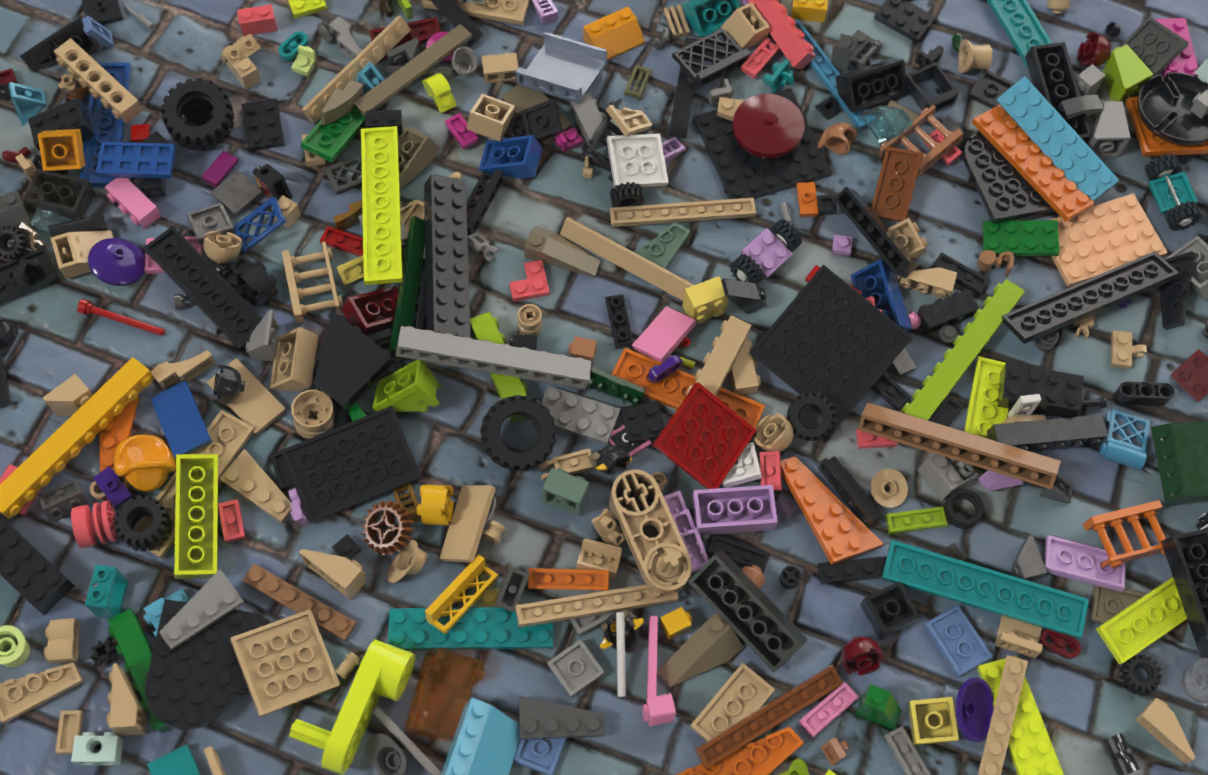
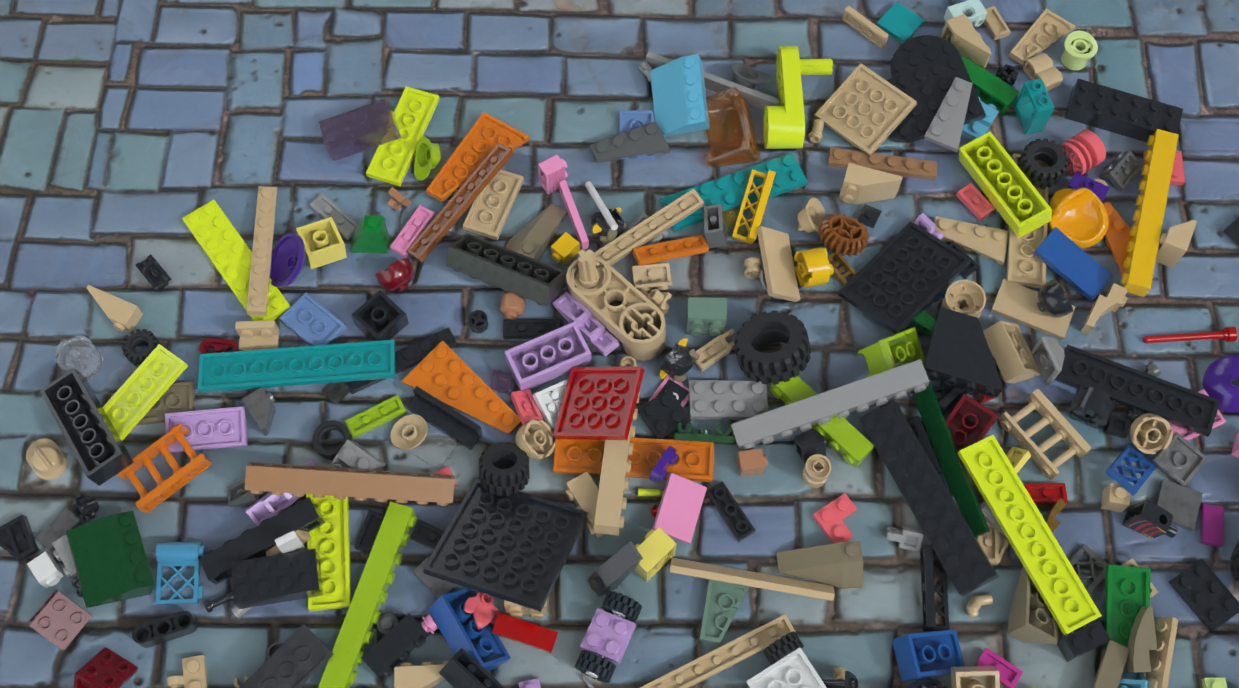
camera: 160 degrees right, 0 degrees up
(575, 668) = (634, 189): light grey plate -> none

